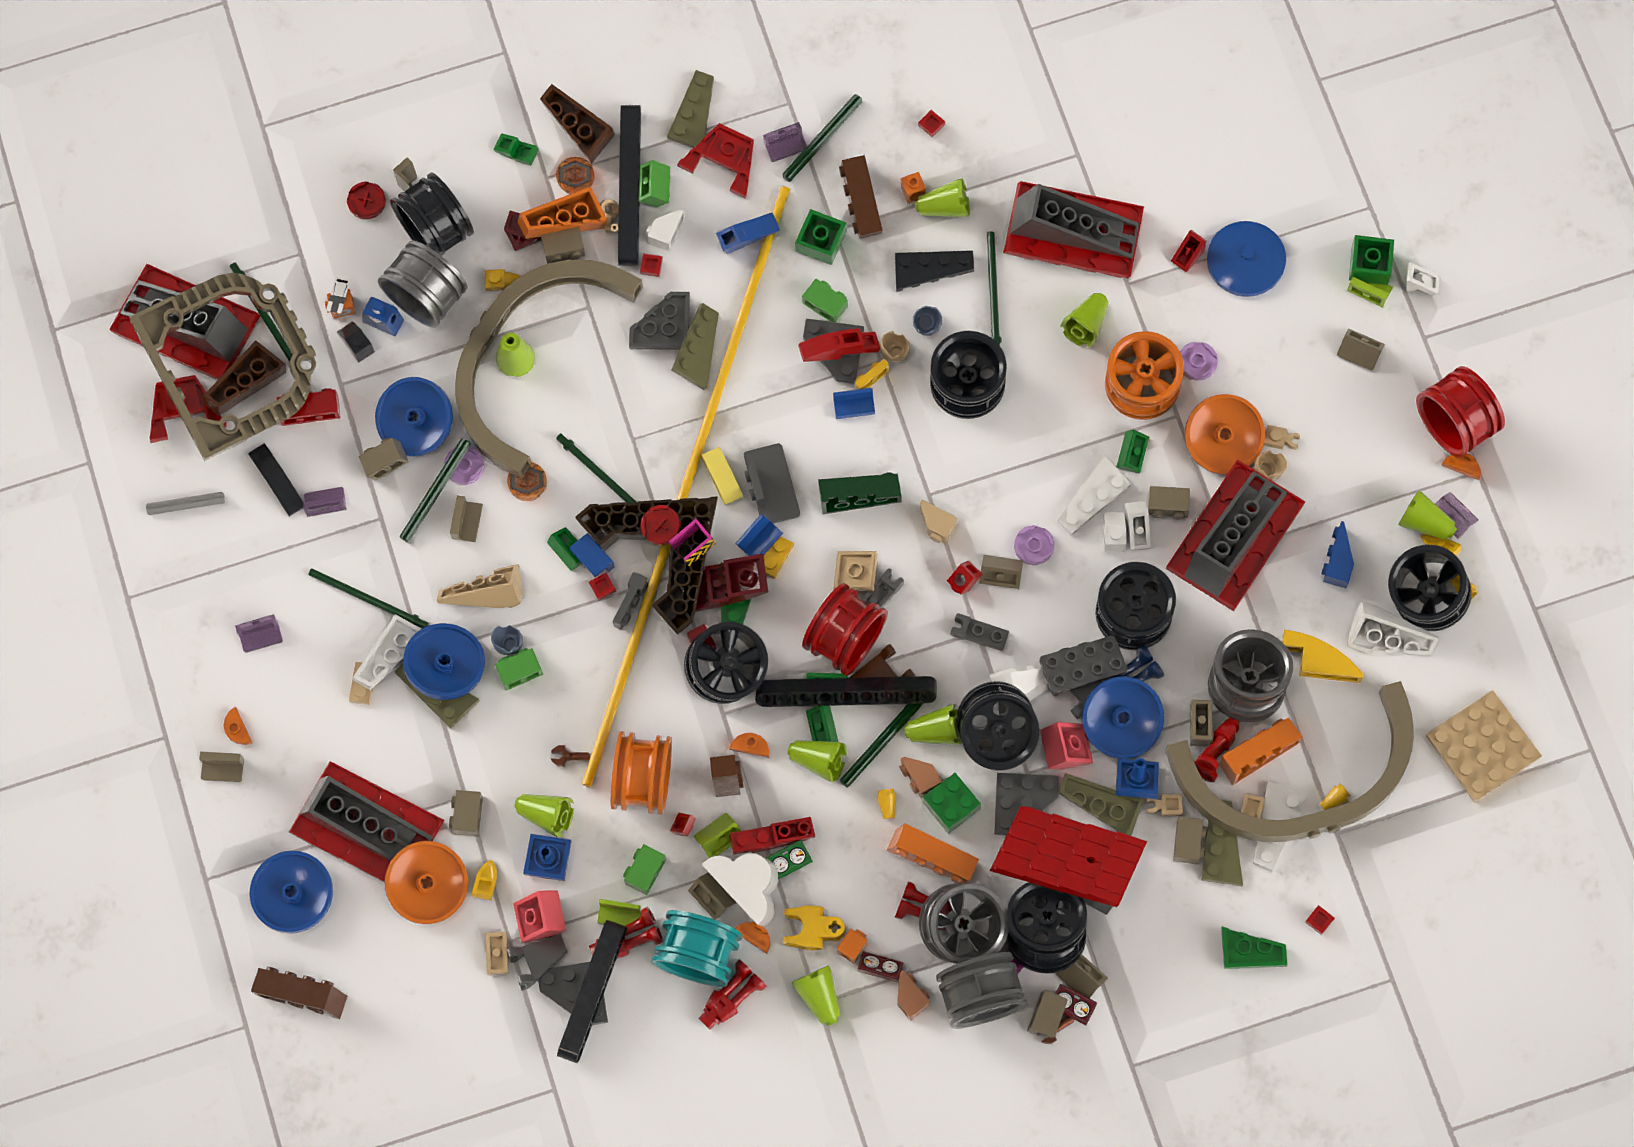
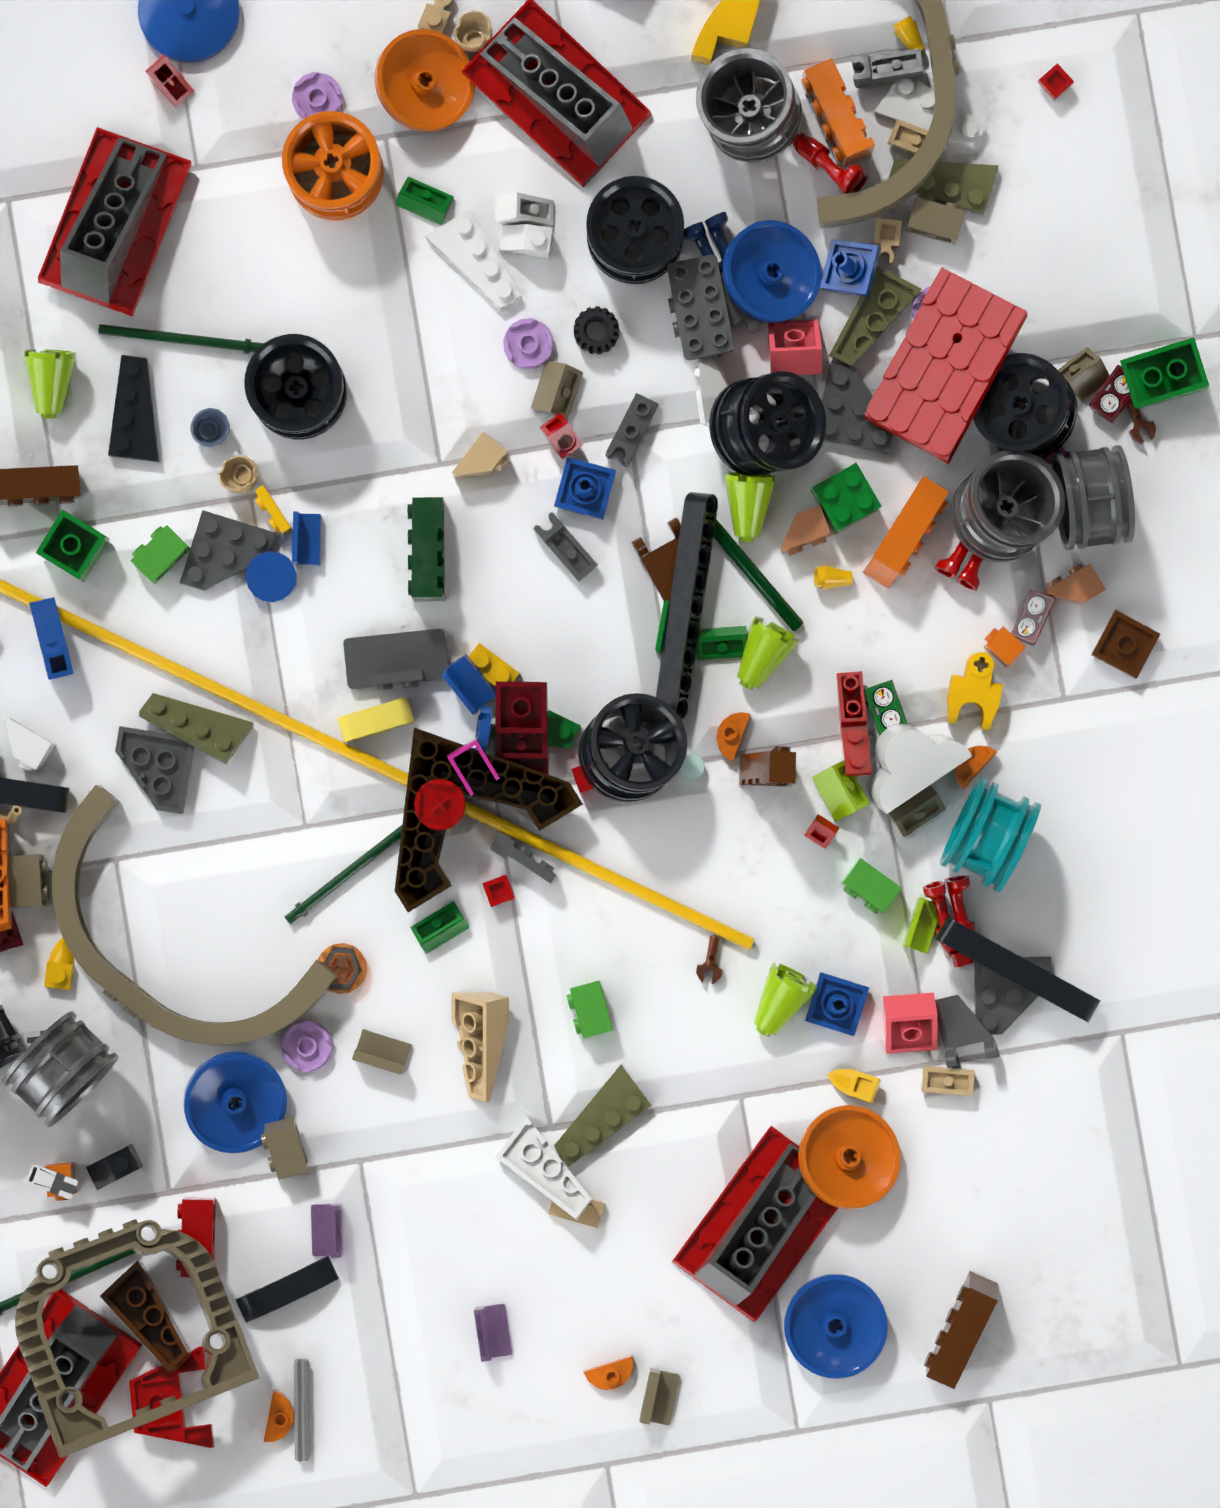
camera: 85 degrees left, 15 degrees up
(177, 488) = (280, 1418): none -> orange plate
(379, 315) = (89, 1127): blue torso -> none
(414, 619) = (504, 1134): dark green bar -> none
(435, 490) = (337, 1086): dark green axle -> none
(444, 661) = (551, 1085): blue dish -> none
(467, 813) = (766, 1097): dark tan brick -> none
(506, 640) = (551, 1019): sand blue hair -> none
(514, 355) = (180, 961): lime cone -> none
(591, 555) = (458, 899): blue panel -> none
(641, 772) = (759, 871): orange wheel -> none
(651, 265) = (73, 770): red plate -> none
(720, 718) = (692, 767): none -> light aqua tile
(720, 1007) = (1054, 817): red piece -> none
(724, 552) = (483, 727): none -> blue tile
(819, 994) = (1058, 695): lime cone -> none
(820, 382) = (271, 576): none -> blue tile
(838, 343) = (228, 545): red slope -> none
(844, 629) = (613, 592): red wheel -> none
(856, 569) = (529, 570): tan plate -> none
(869, 1043) = (1125, 644): none -> reddish brown plate
(912, 187) = (22, 417): orange brick -> none
(927, 603) = (585, 488): none -> blue plate
(1047, 1014) = (1123, 426): dark tan panel -> none
(1053, 605) = (600, 315): none -> black tyre
(1085, 321) = (242, 226): lime cone -> none
(1095, 1041) = (1165, 373): none -> green slope
(1168, 502) = (500, 166): dark tan brick -> none
(1200, 722) = (793, 178): dark tan brick -> none
(1250, 951) = (1081, 172): green wing -> none
(1304, 783) = (887, 67): none -> plate

